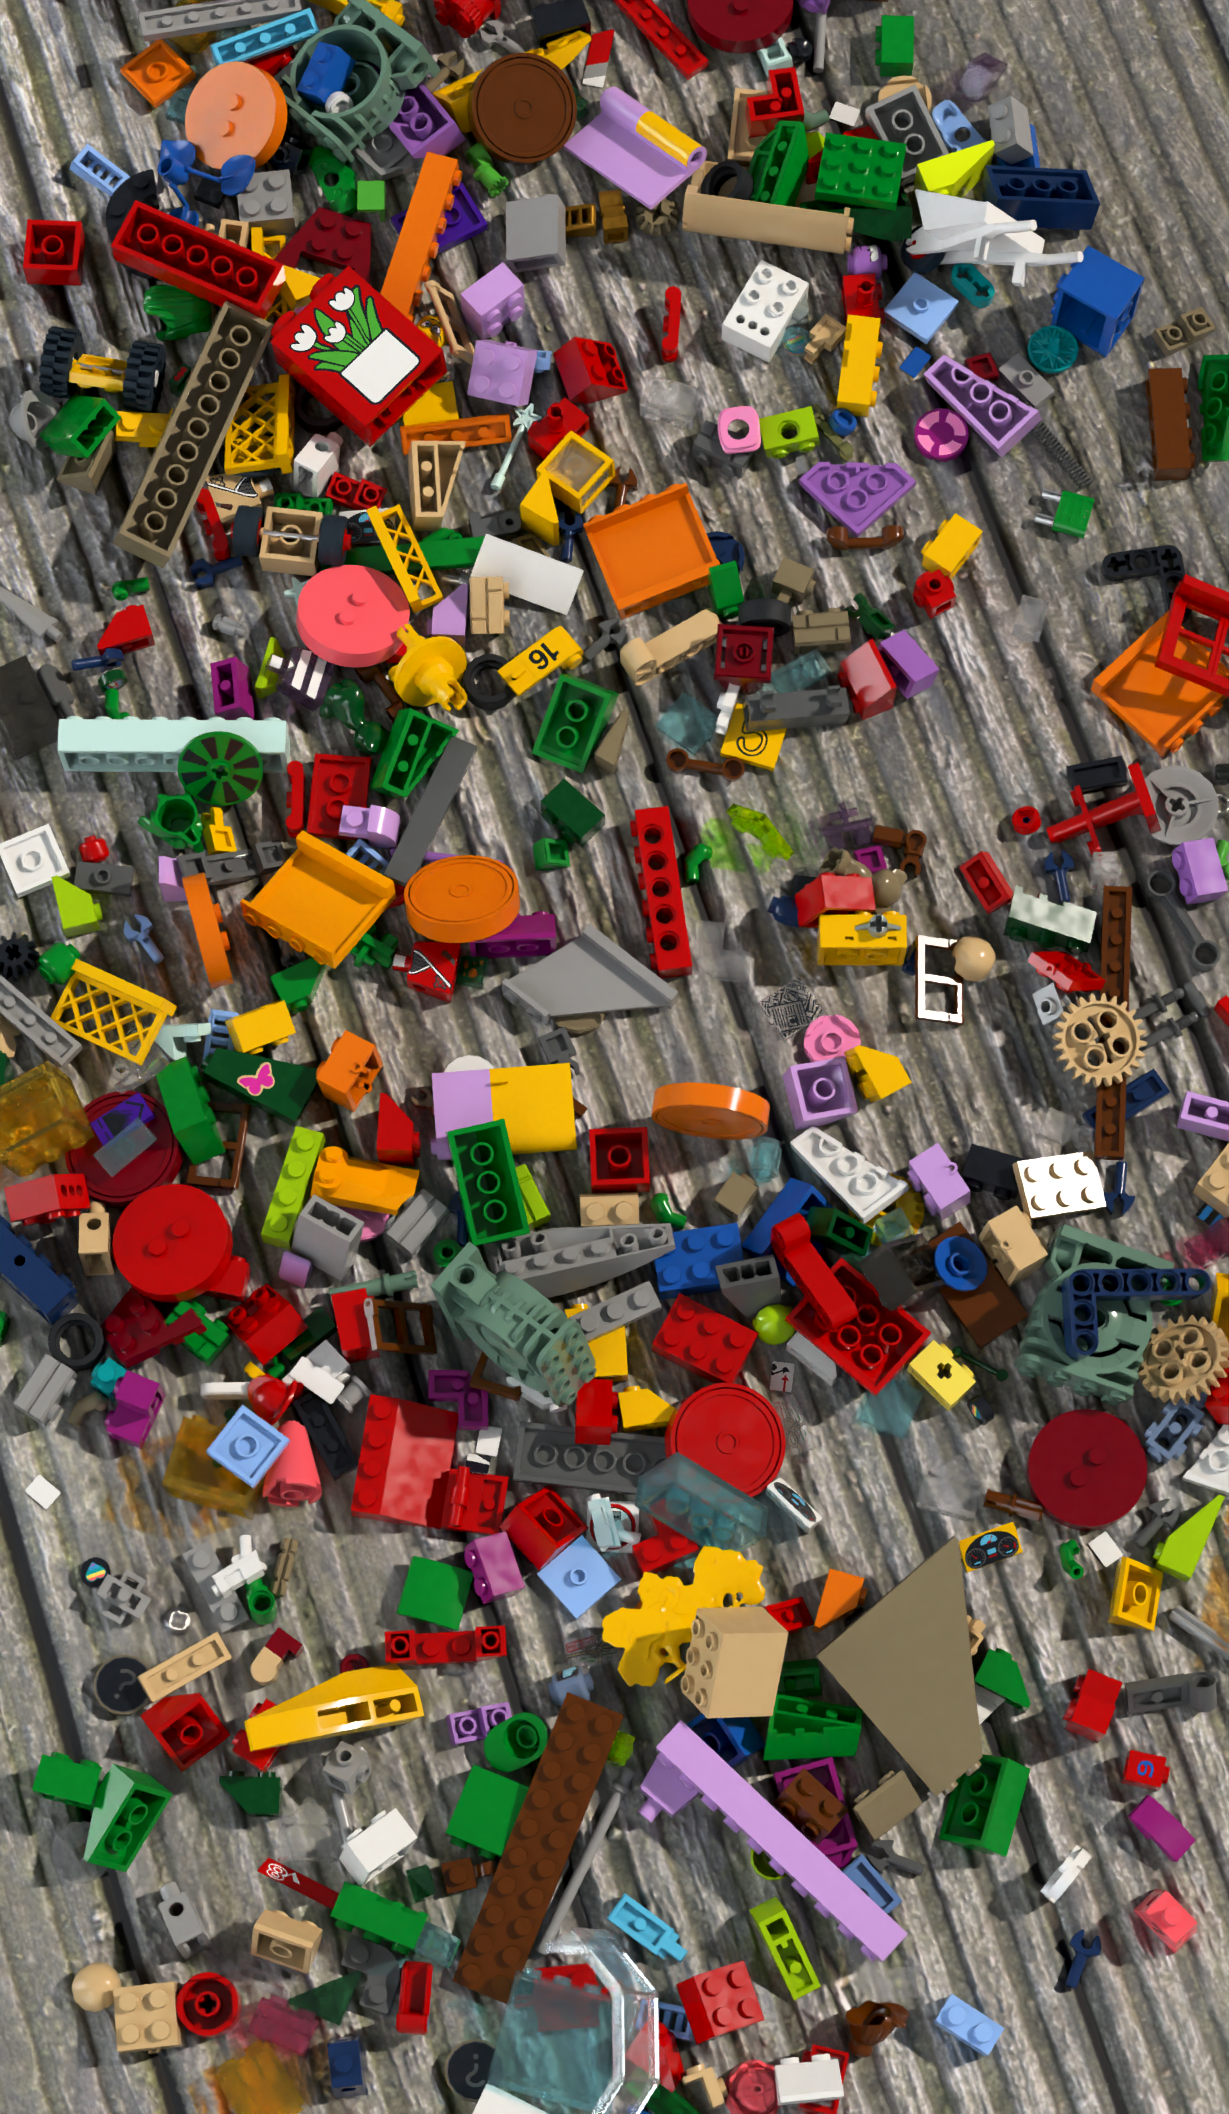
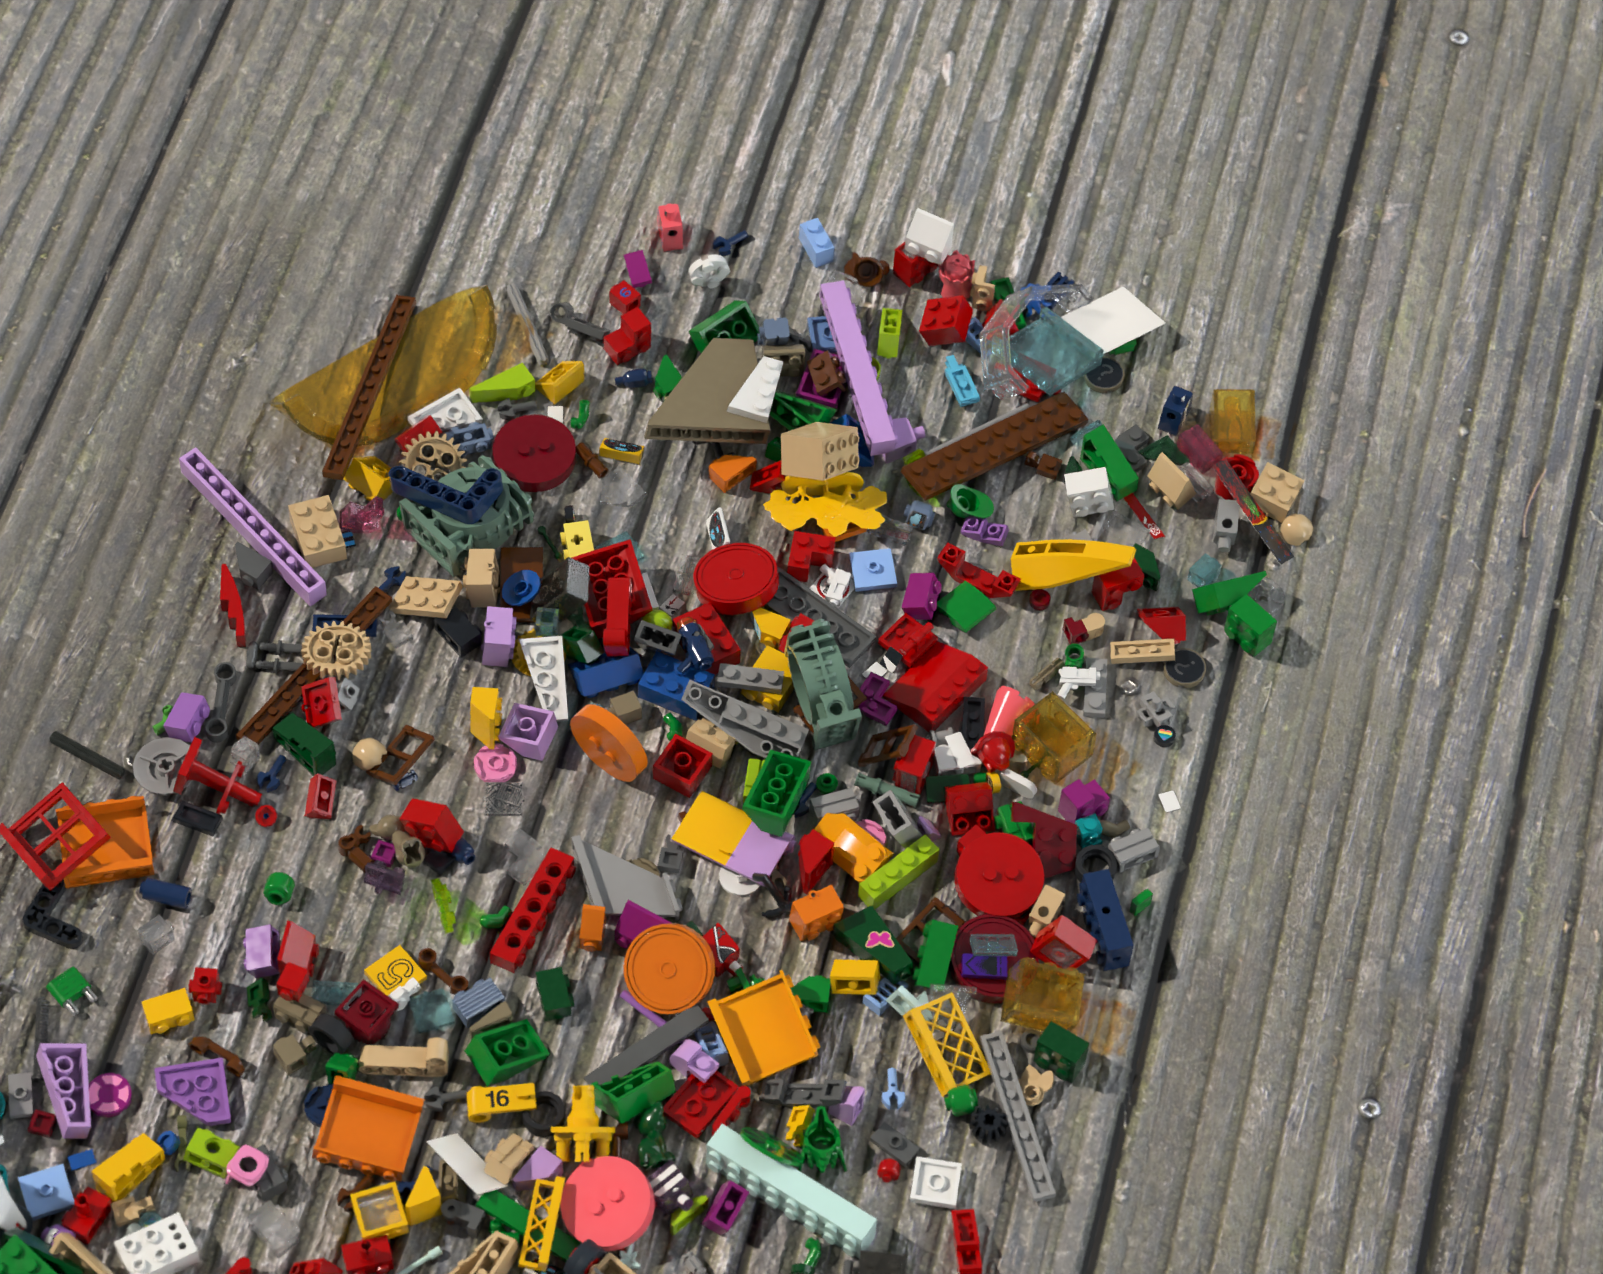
camera: 150 degrees left, 15 degrees down
(76, 908) = (927, 1130): lime slope -> none
(155, 1951) = (1253, 511): none -> black sticker
(173, 1838) = (1204, 571): none -> clear light blue brick
(211, 941) = (852, 1039): orange brick -> none
(248, 1446) = (1030, 721): light blue tile -> none
(402, 1069) = (784, 903): none -> black piece
(415, 1998) = (1120, 415): red animal -> none
(486, 1813) = (1012, 483): green brick -> none
(543, 1526) = (876, 602): red slope -> none
(551, 854) = (586, 981): green slope -> none
(580, 905) = (592, 928): none -> orange slope
(644, 755) = (477, 1001): none -> sand blue brick
(701, 1302) = (696, 644): none -> dark blue piece
(701, 1505) = (778, 540): clear light blue brick -> none
(797, 709) = (357, 965): dark grey brick -> none
(841, 634) = (292, 982): none -> red brick
(862, 939) = (424, 786): yellow piece -> none
(867, 1698) = (758, 391): none -> white wing
(918, 1827) = (774, 332): none -> sand blue brick
(946, 746) = (279, 888): none -> green head
(1046, 1660) = (635, 378): none -> dark blue plant
(1057, 668) = (166, 893): none -> dark blue brick

